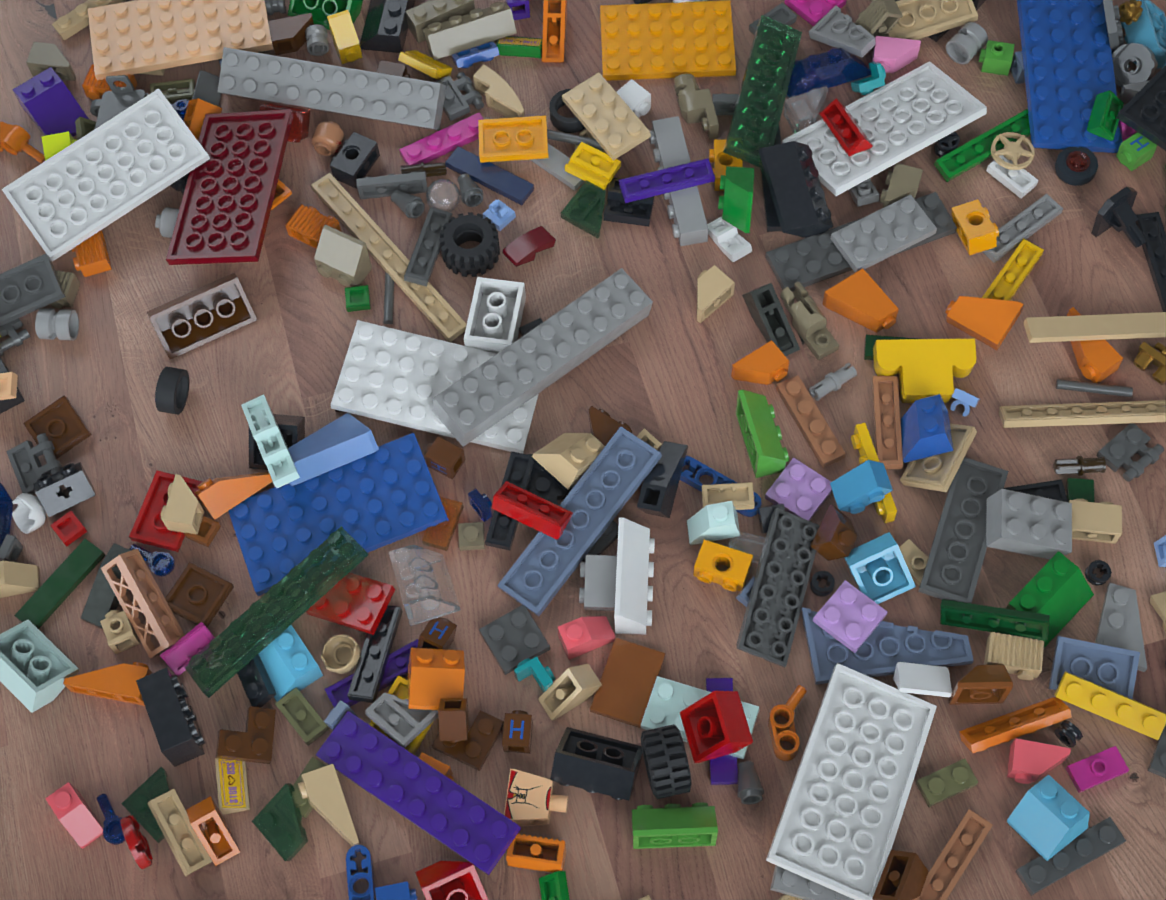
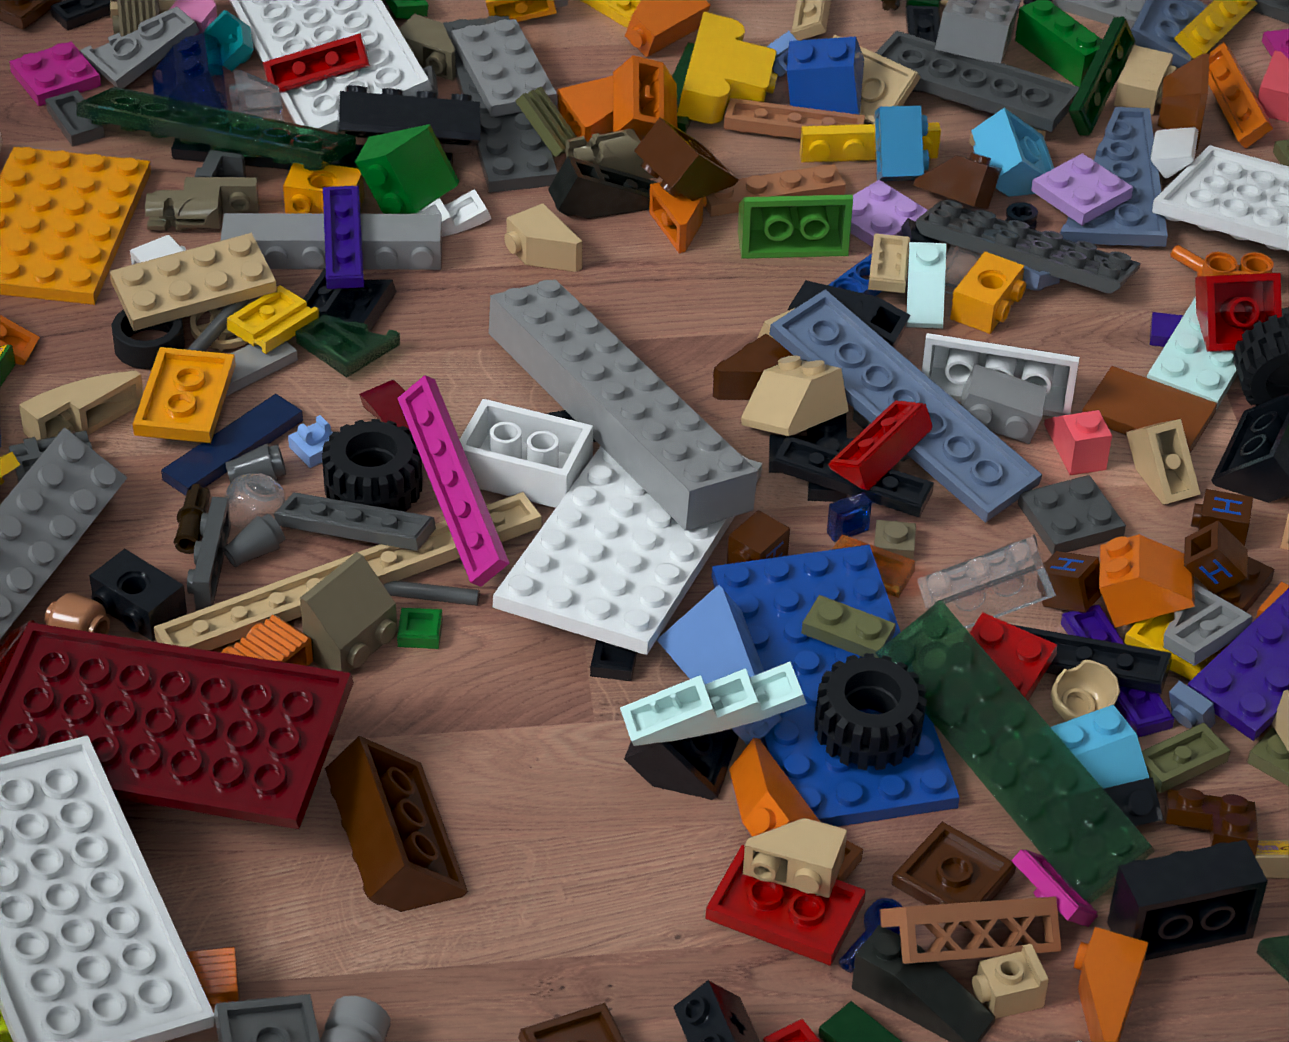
camera: 85 degrees left, 20 degrees down
(166, 221) = (180, 849): light grey head -> none
(172, 390) = (566, 846): black tyre -> none
(277, 513) = (864, 736): none -> black tyre
(365, 511) = (847, 627): none -> olive plate
(442, 141) = (140, 492): dark pink plate -> none
(442, 287) = (453, 481): none -> dark pink plate
(542, 675) = (1135, 488): teal bracket -> none
(786, 353) = (682, 163): none -> reddish brown slope
(819, 288) = (546, 120): none -> olive tile
(832, 381) = (722, 153): light grey pin -> none
(855, 324) = (642, 95): none -> orange slope
(1068, 733) = (1249, 59): black bush -> none

